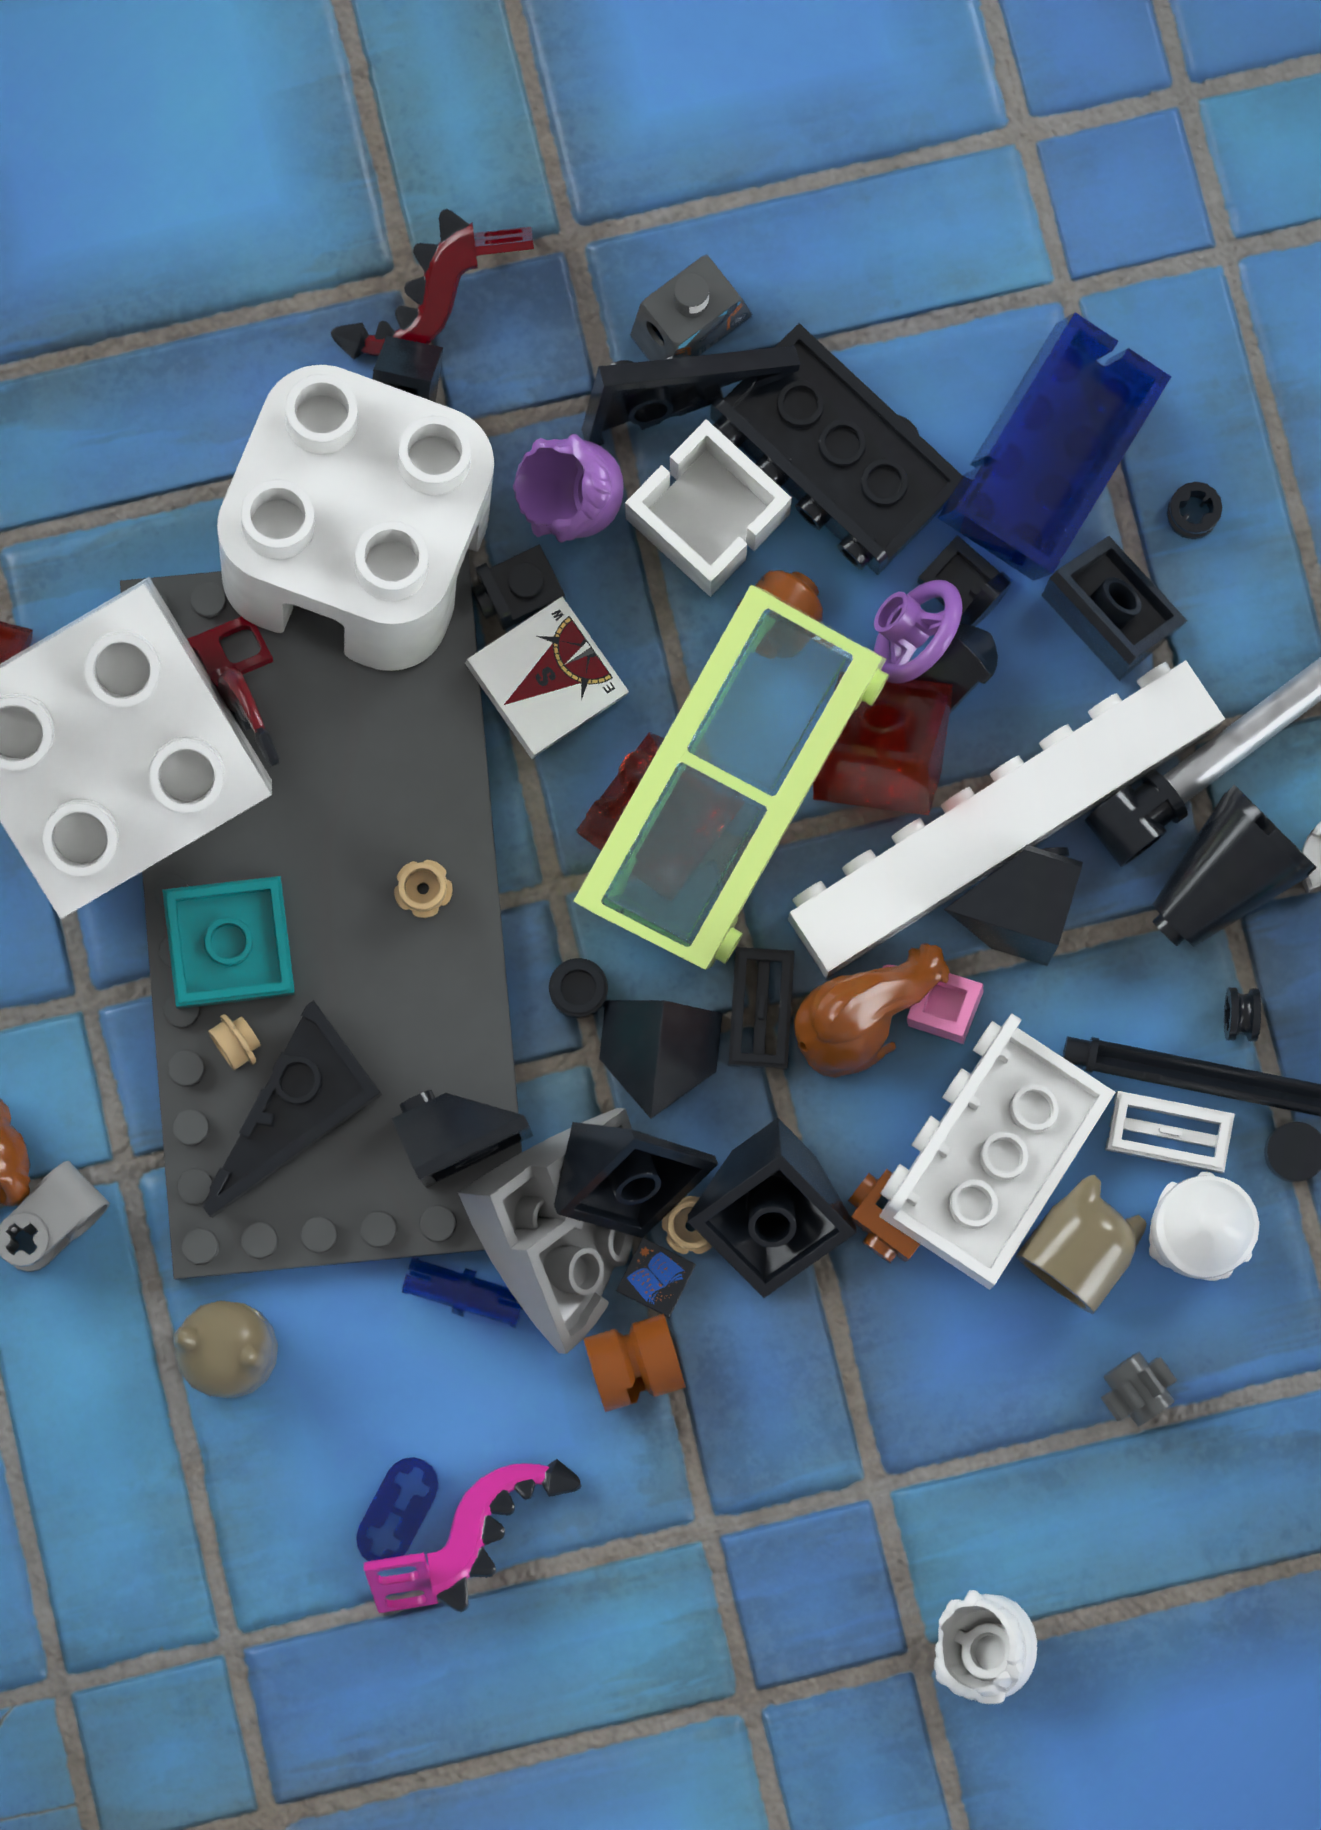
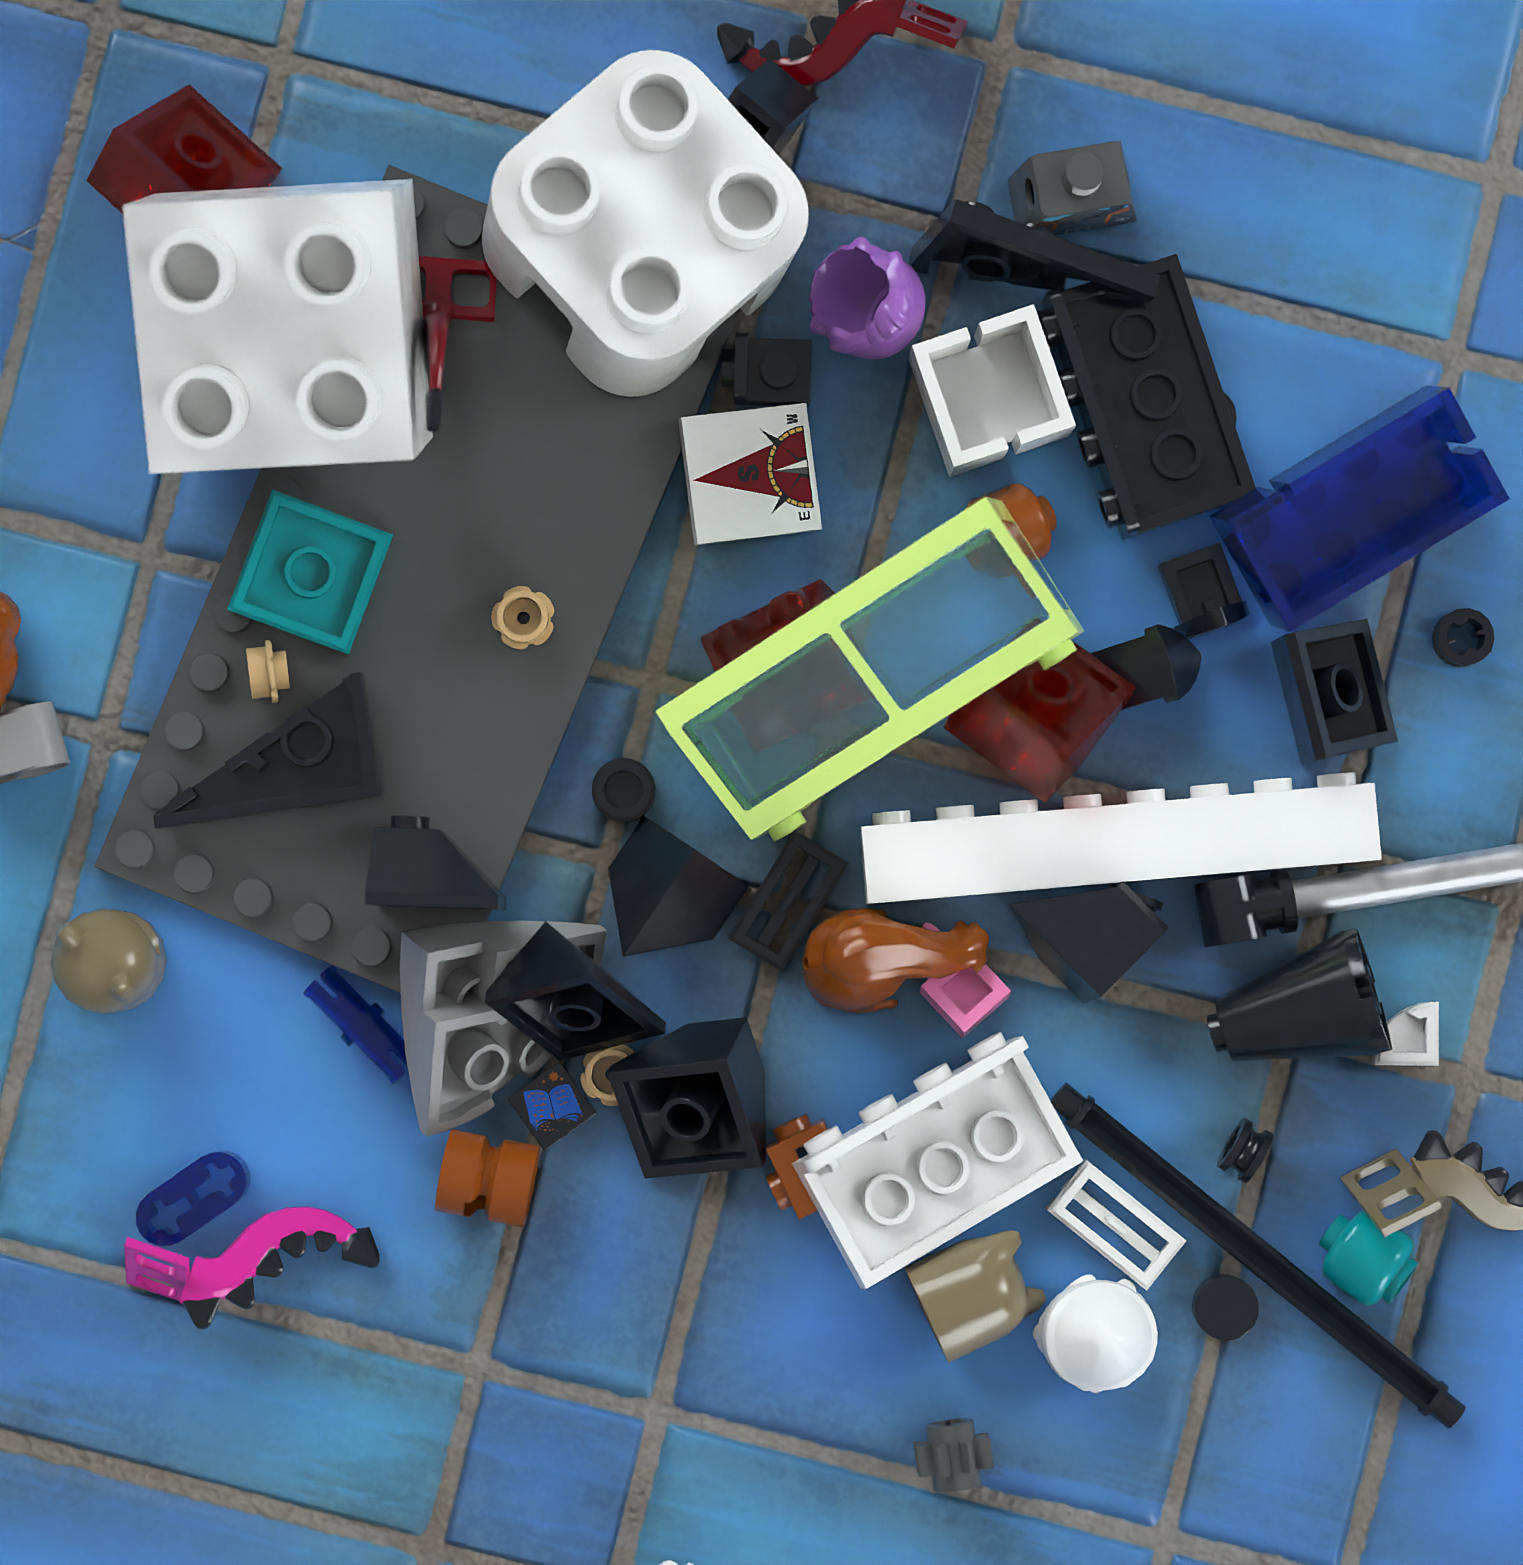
camera: 20 degrees right, 5 degrees up
(906, 627) = (1121, 608): medium lavender piece -> none

